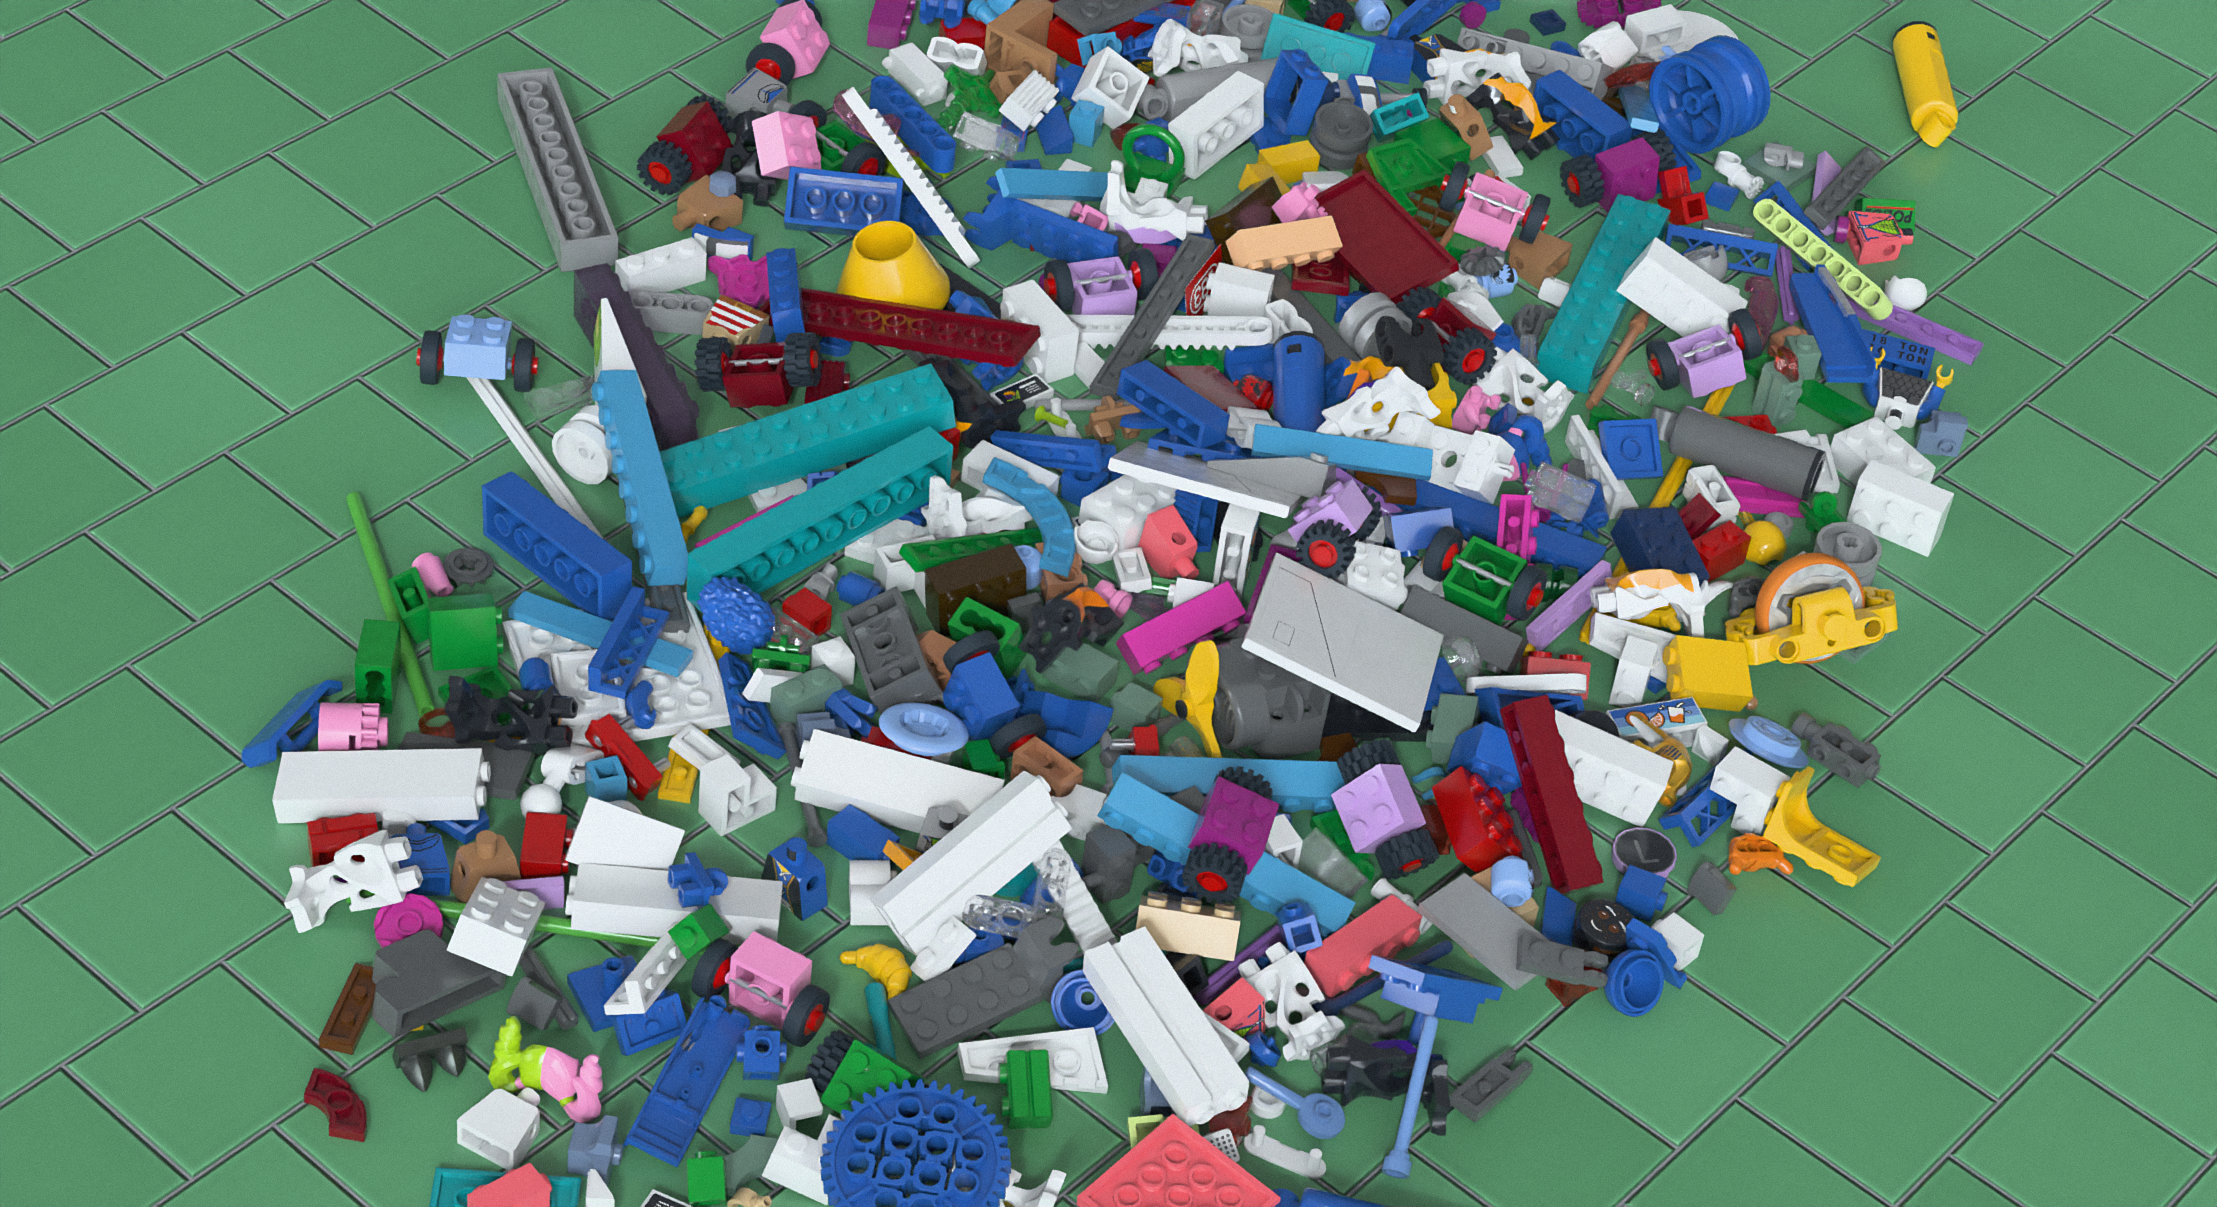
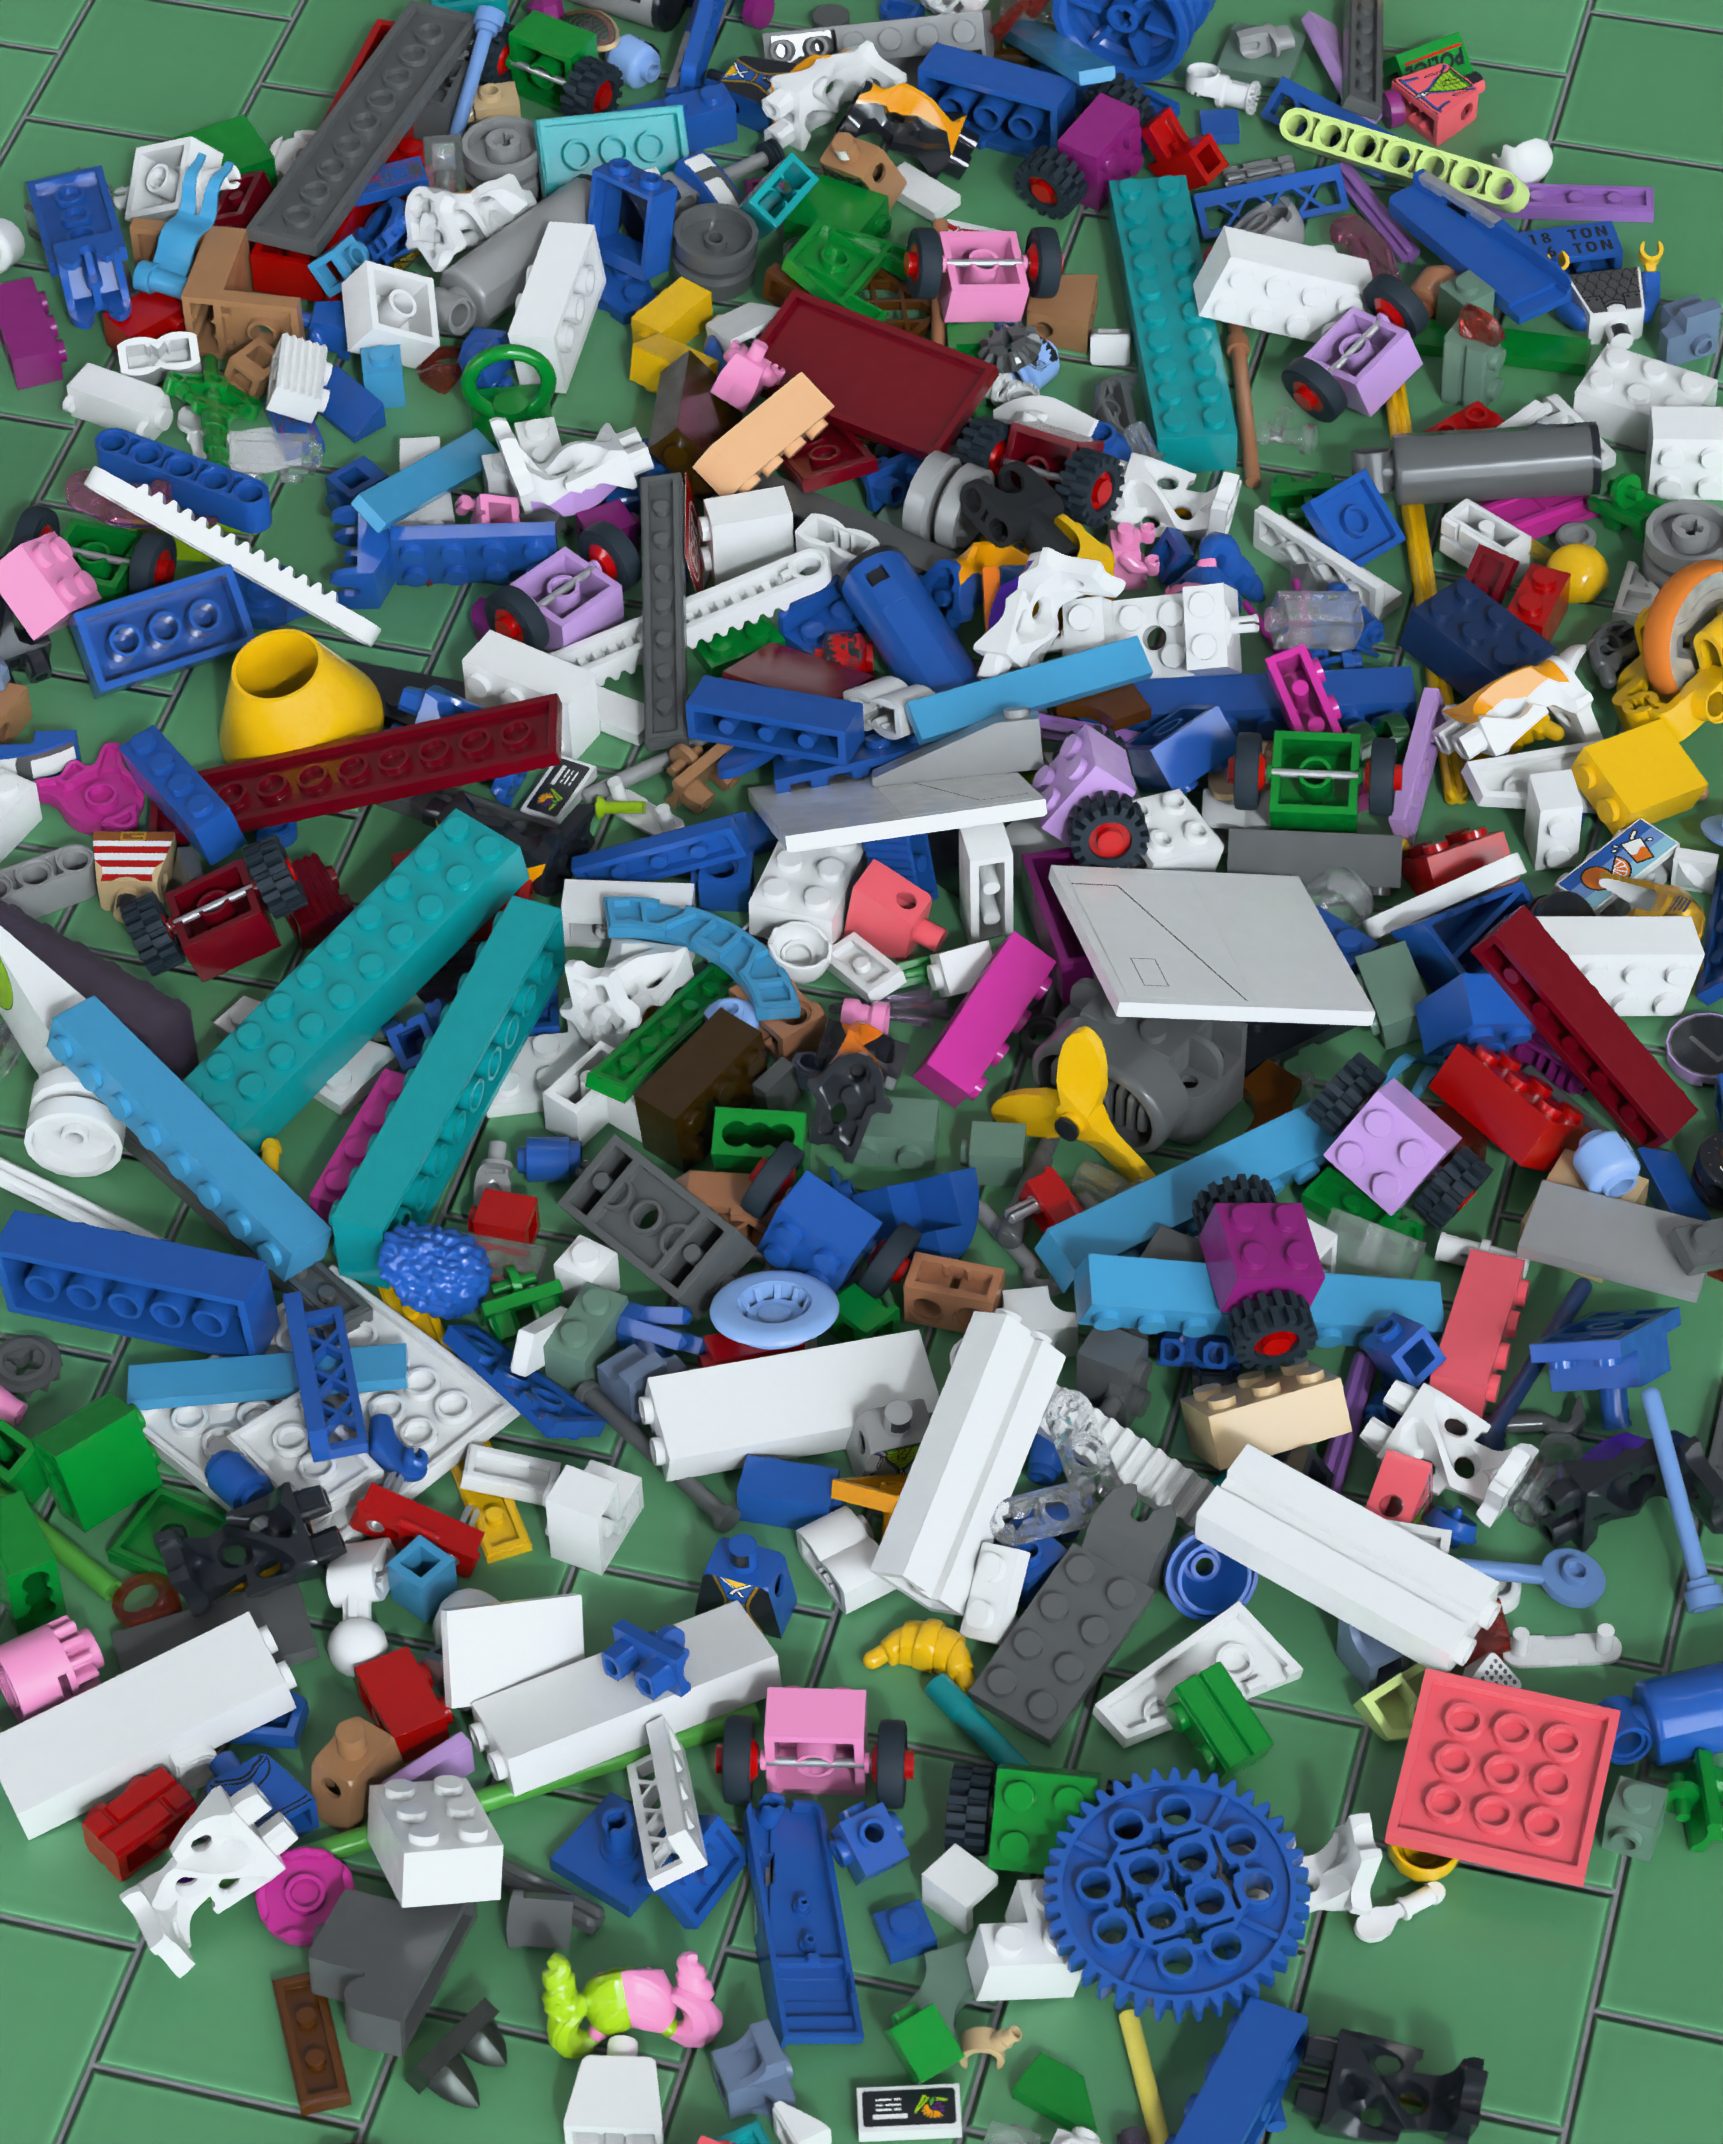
camera: 20 degrees left, 5 degrees up
(698, 931) = (694, 1721): green brick -> none

